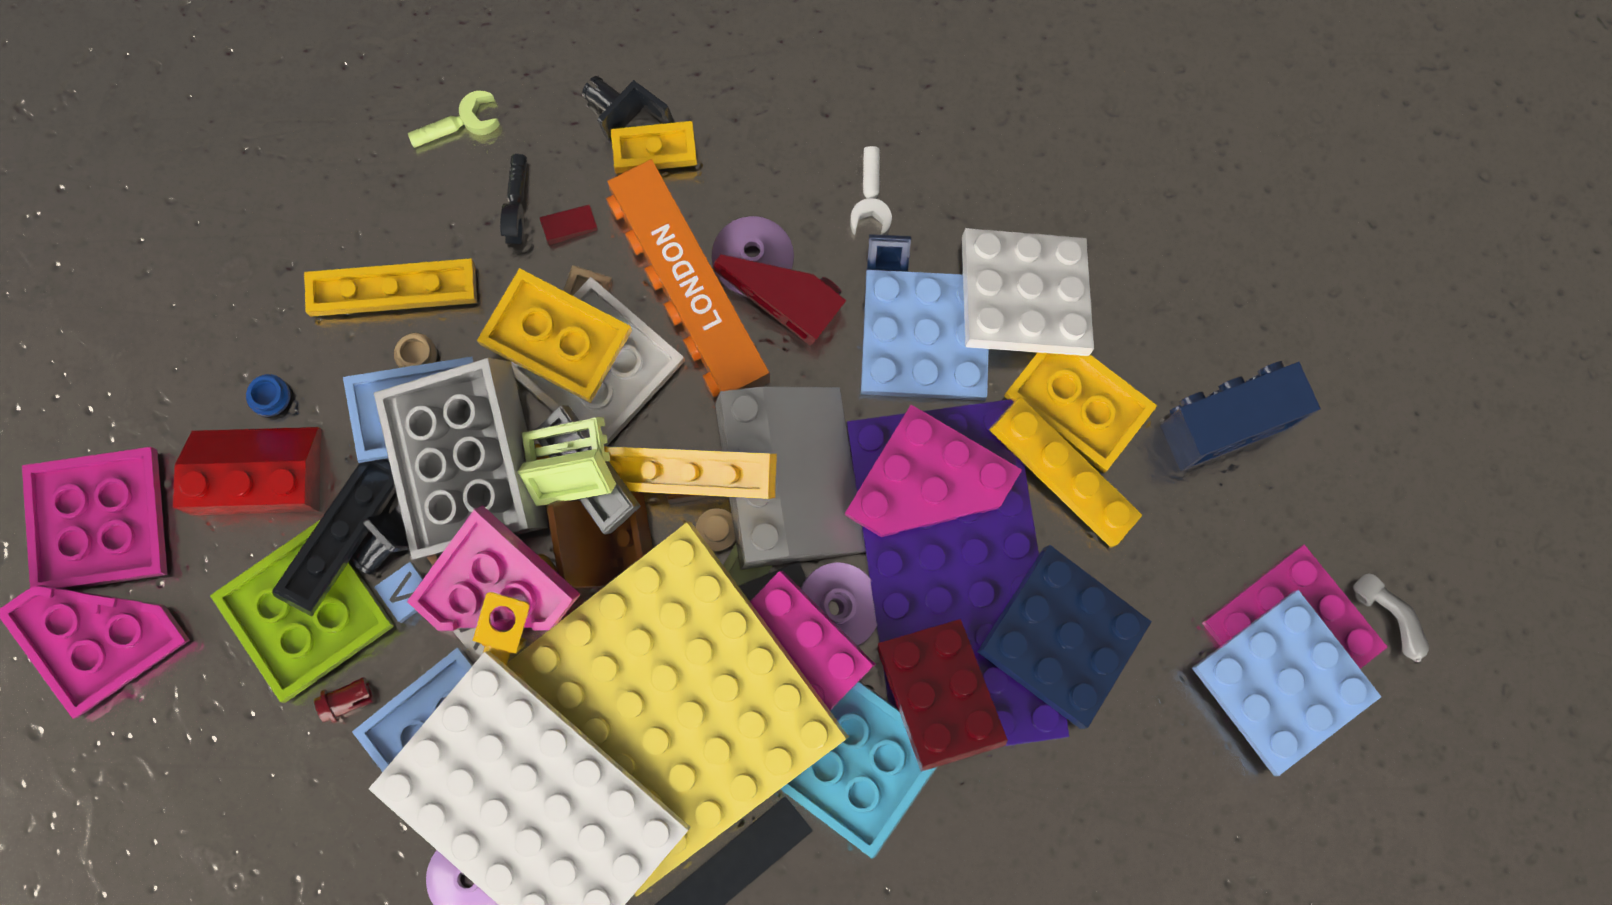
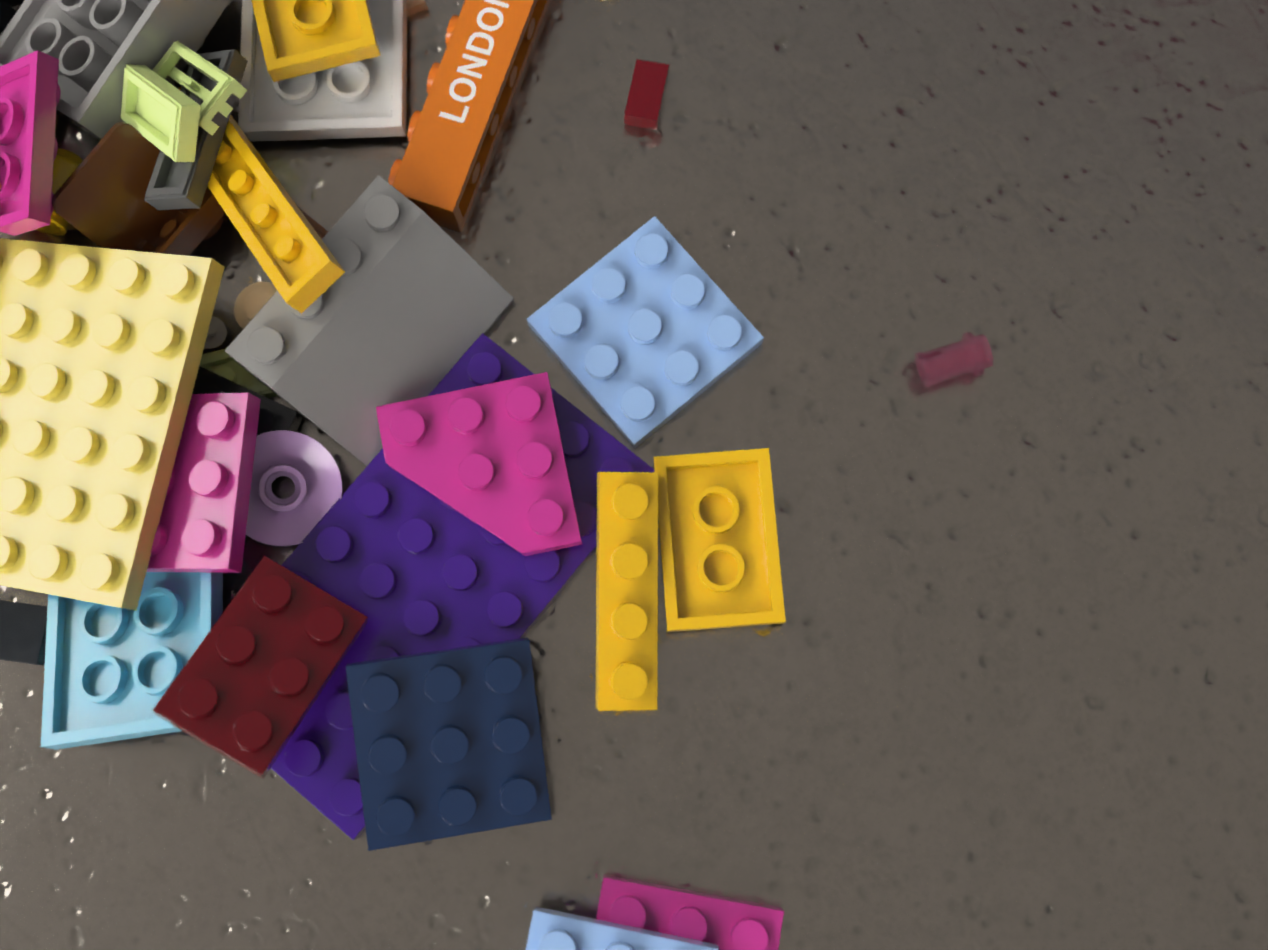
camera: 55 degrees right, 0 degrees up
(753, 231) = (573, 127): lavender dish -> none
(786, 209) = (646, 94): none -> dark red piece
(788, 295) = (554, 166): dark red slope -> none
(871, 182) = (726, 165): white piece -> none
(888, 252) = (691, 220): dark blue slope -> none
(1026, 292) = (776, 385): white plate -> none
(1098, 183) = (954, 360): none -> clear pink pin
(1239, 414) = (856, 714): dark blue brick -> none

